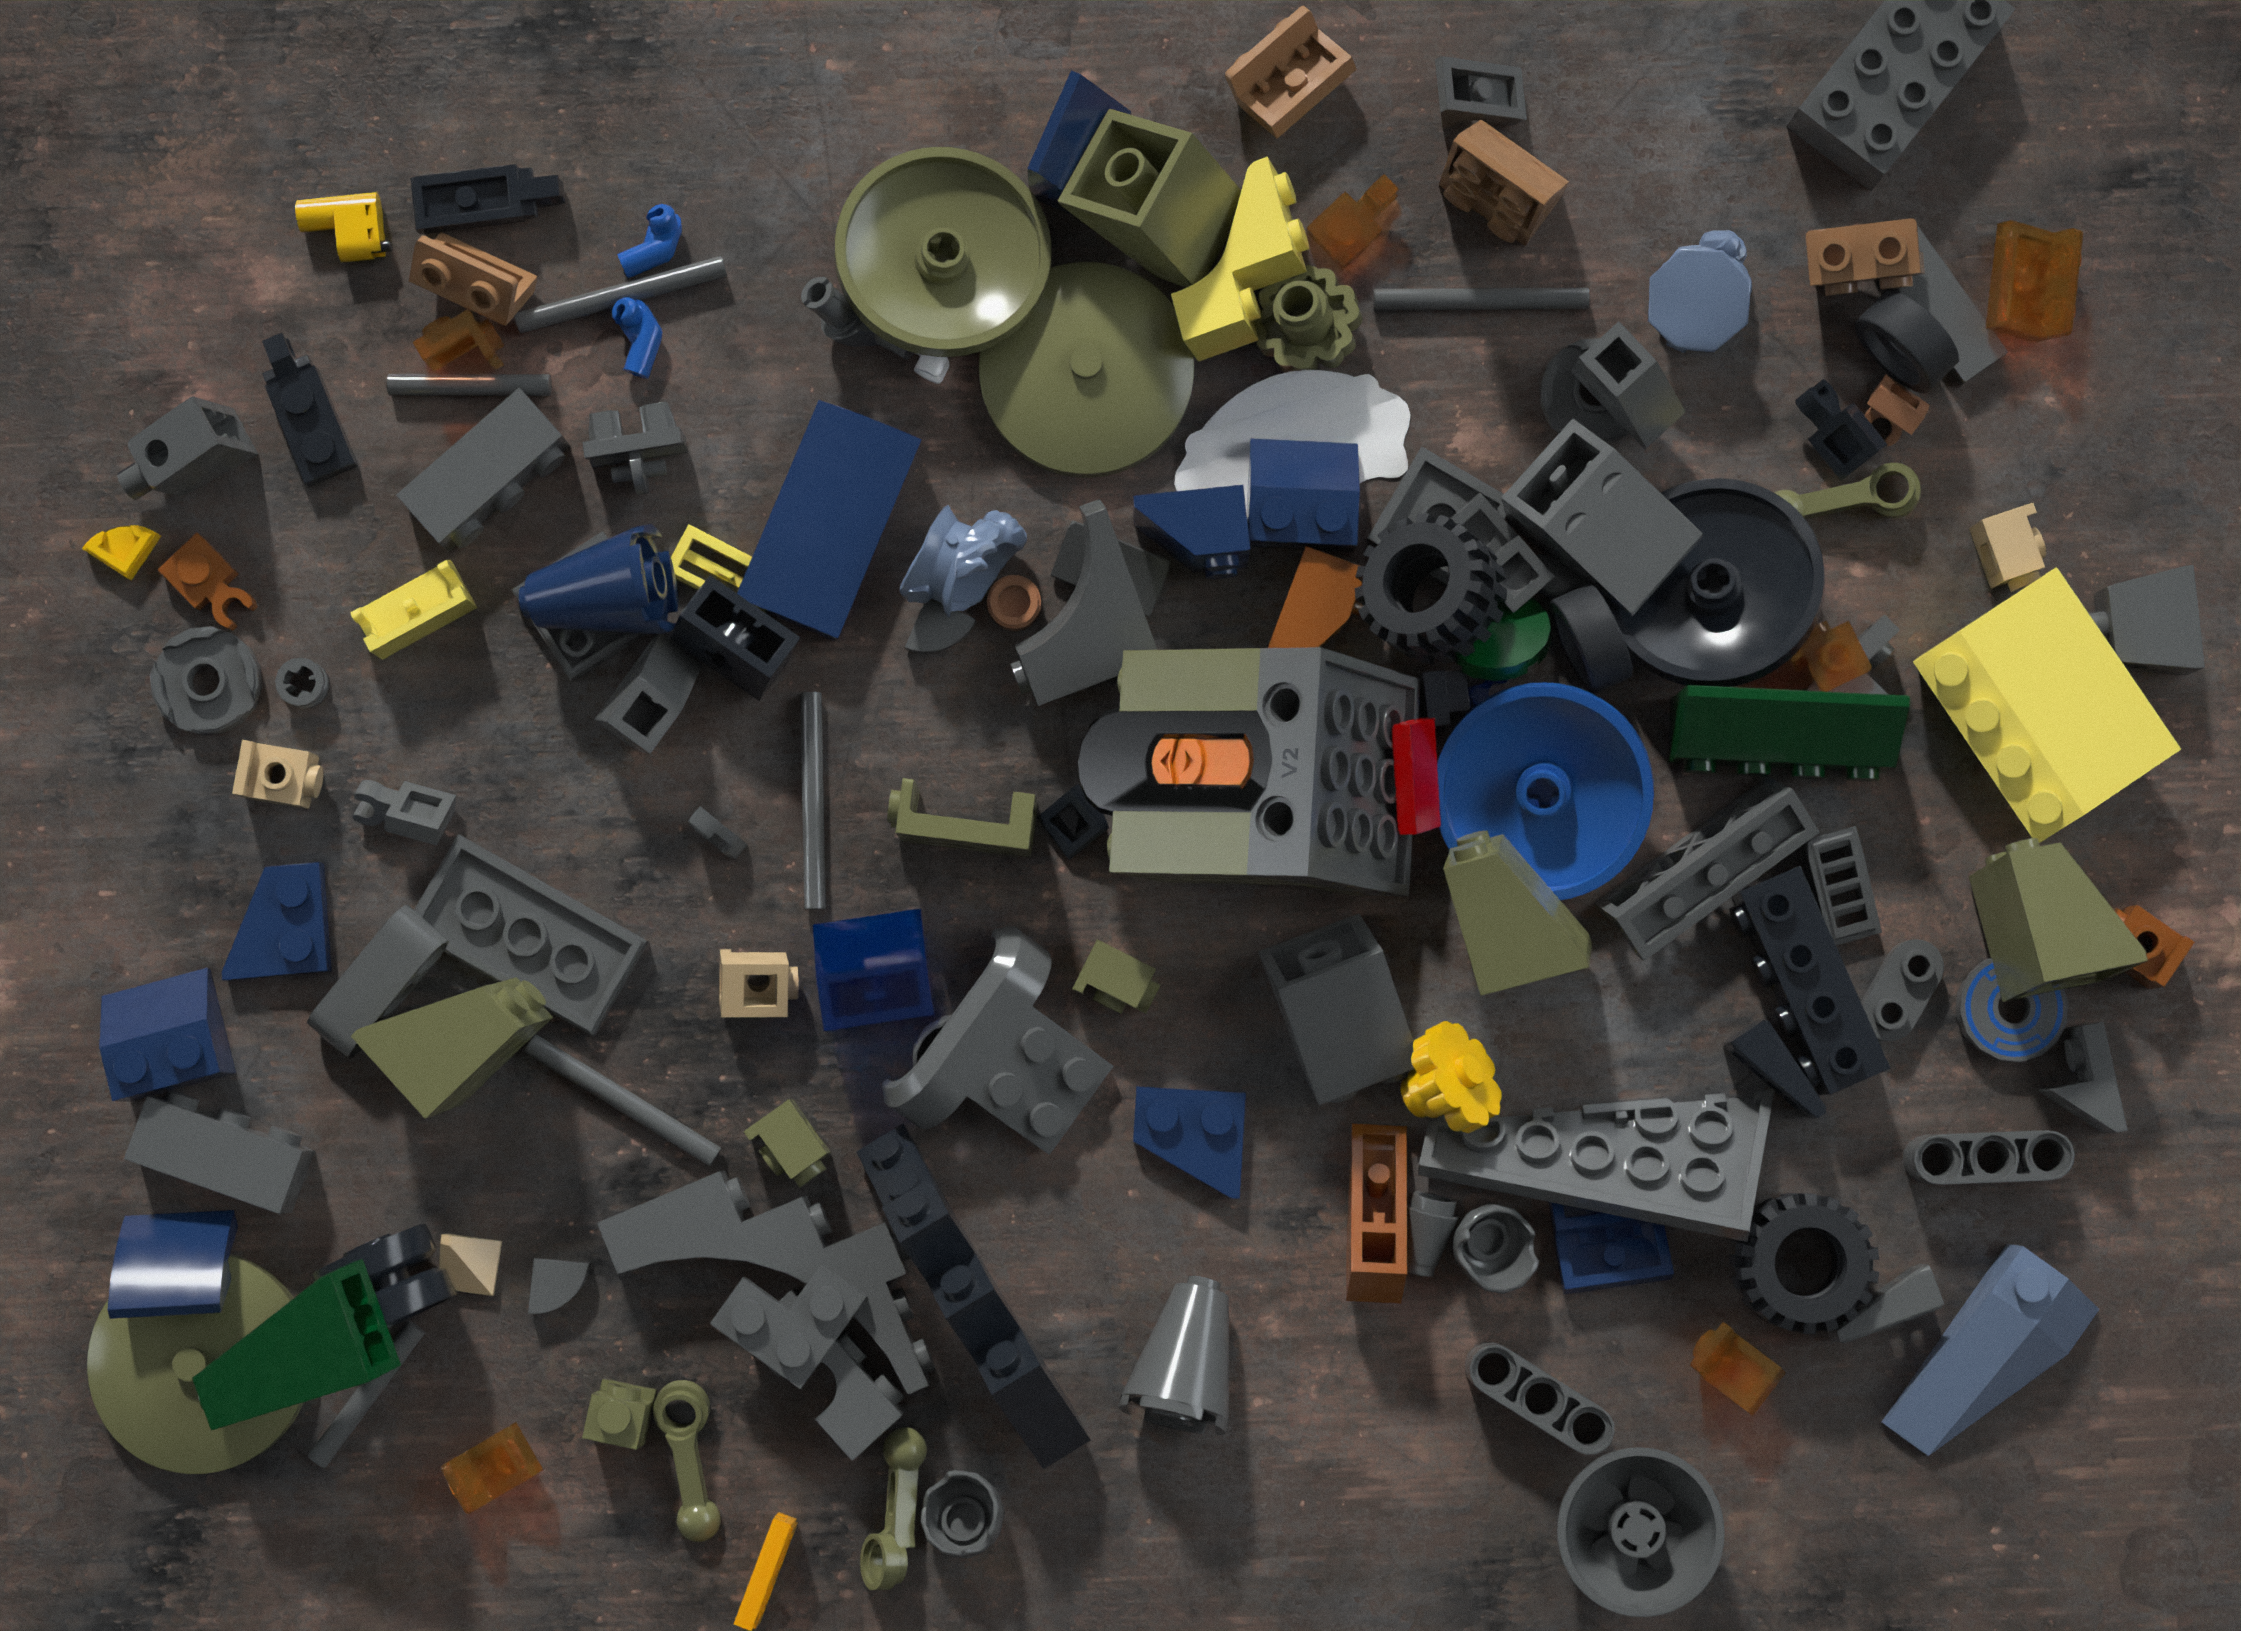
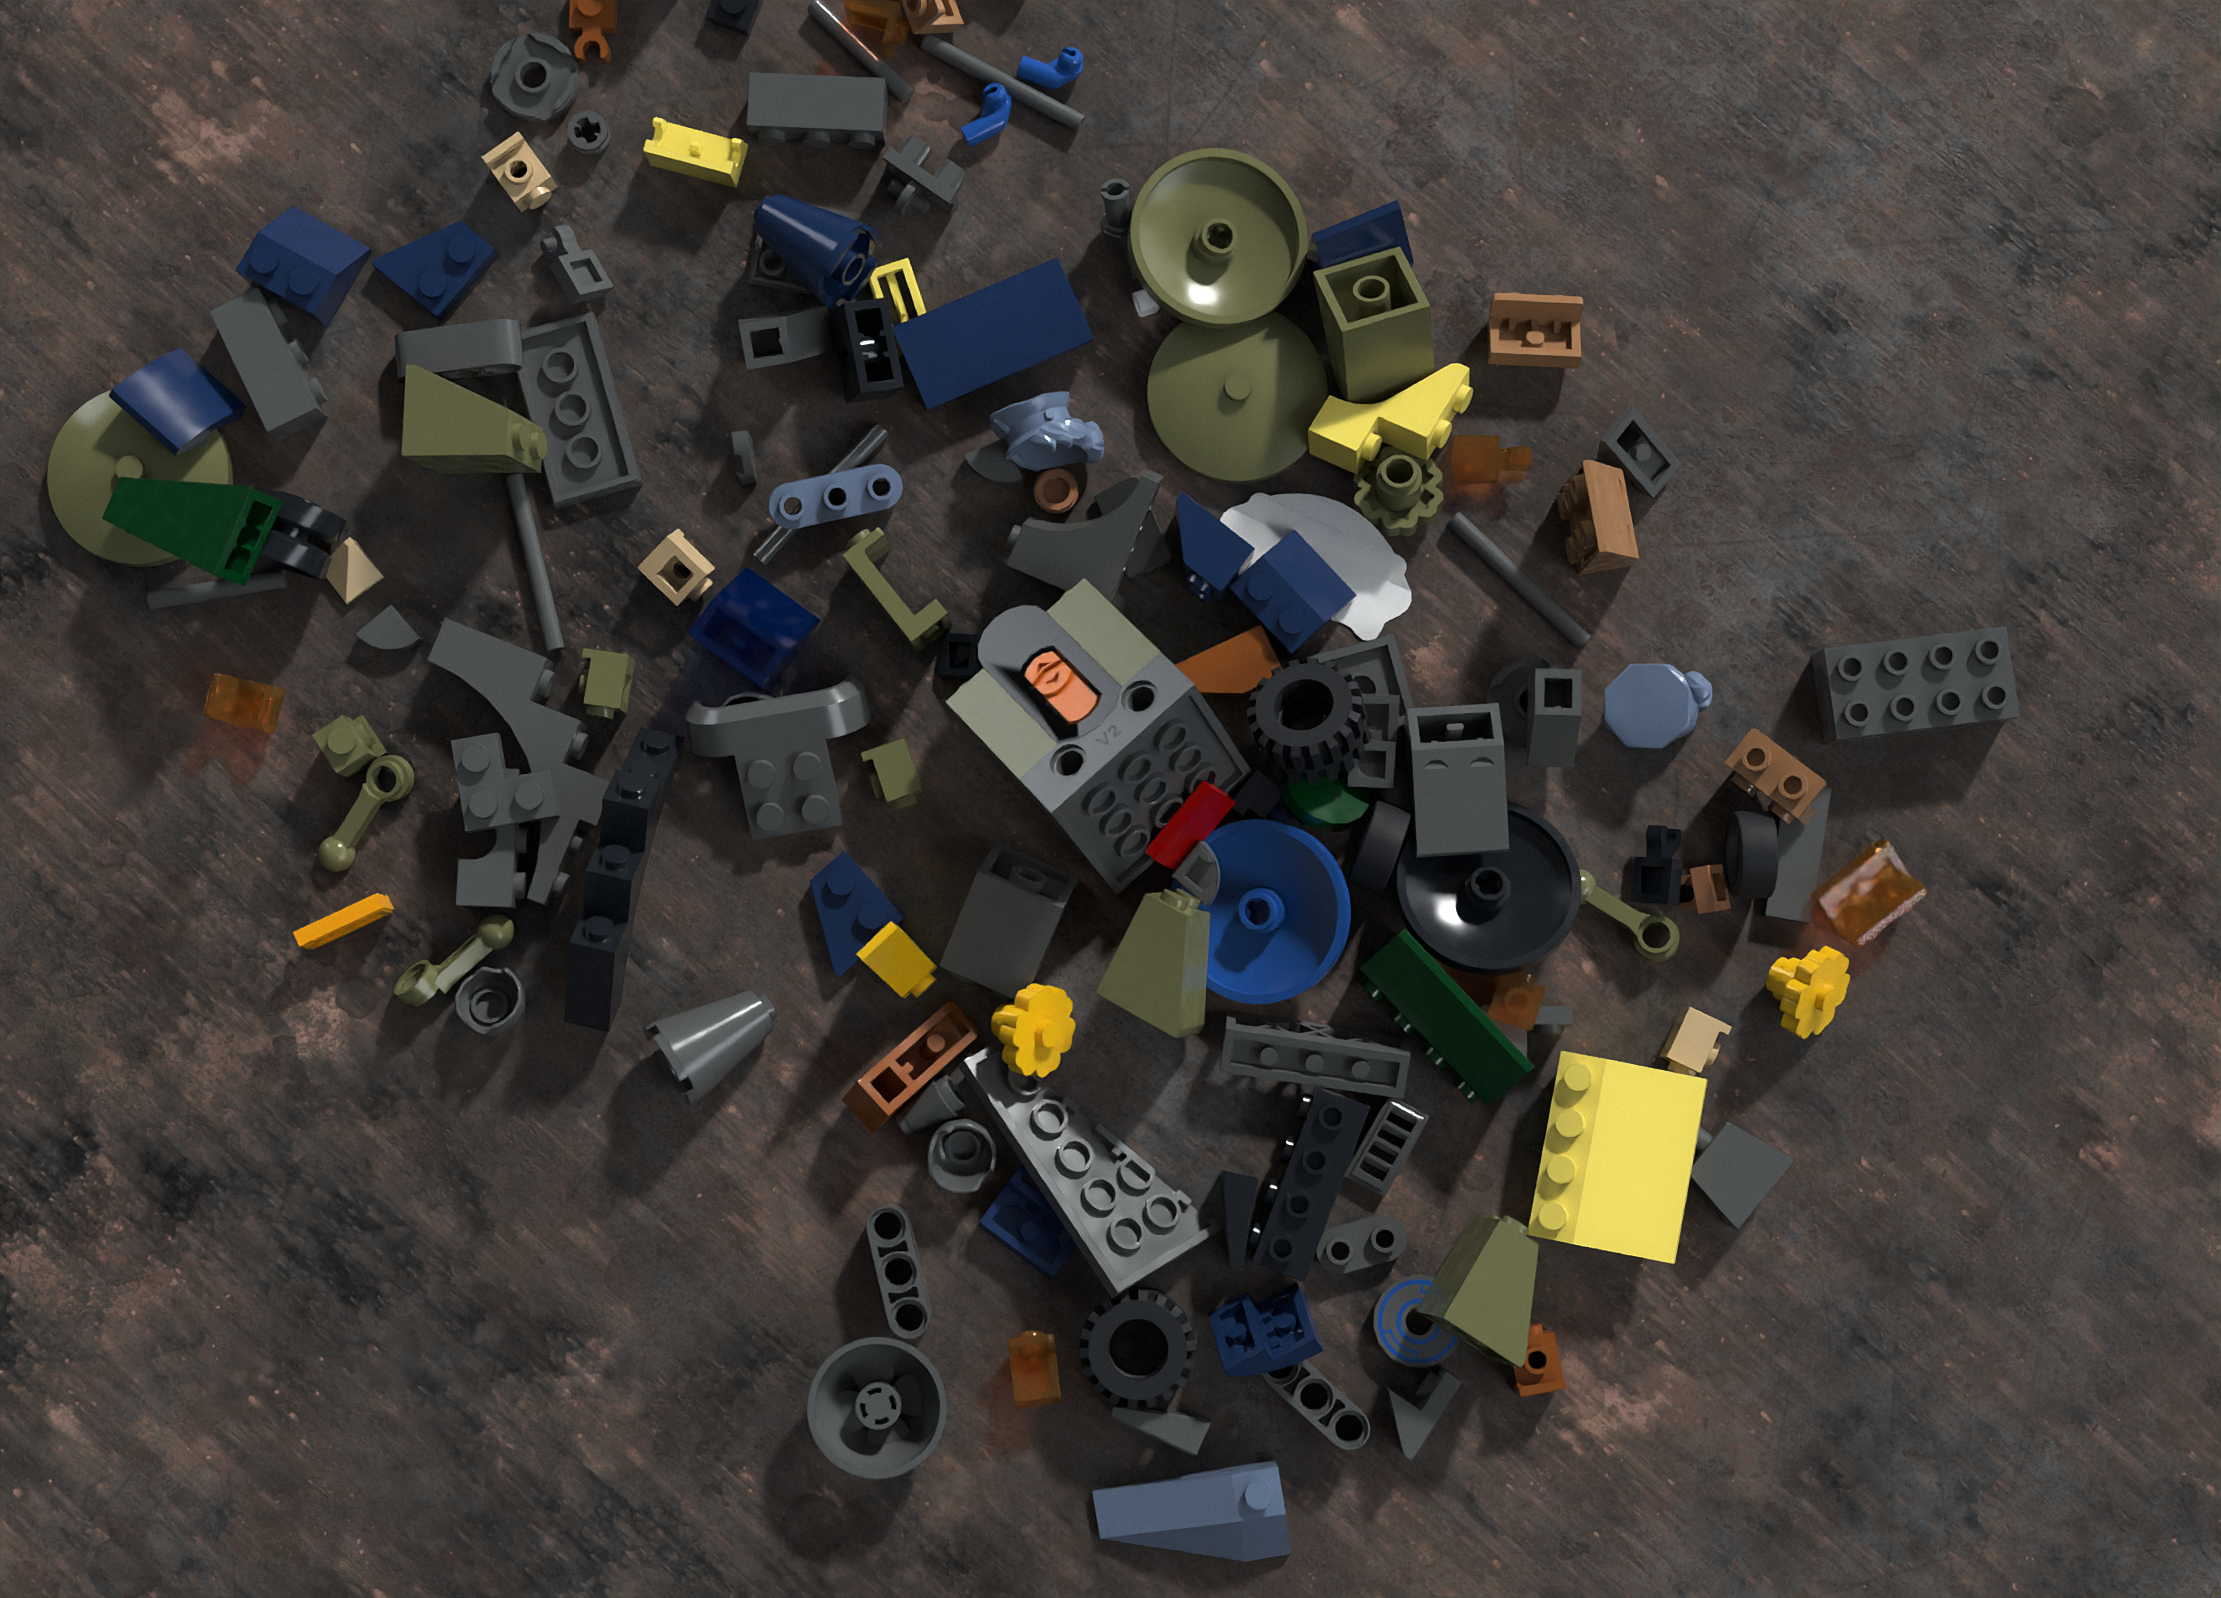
camera: 45 degrees right, 0 degrees up
(809, 802) = (814, 493): none -> sand blue plate
(1284, 1133) = (899, 961): none -> yellow slope
(1462, 809) = (1200, 873): none -> dark grey tile
(1901, 1143) = (1265, 1334): none -> dark blue slope
(2063, 409) = (1809, 989): none -> yellow plant

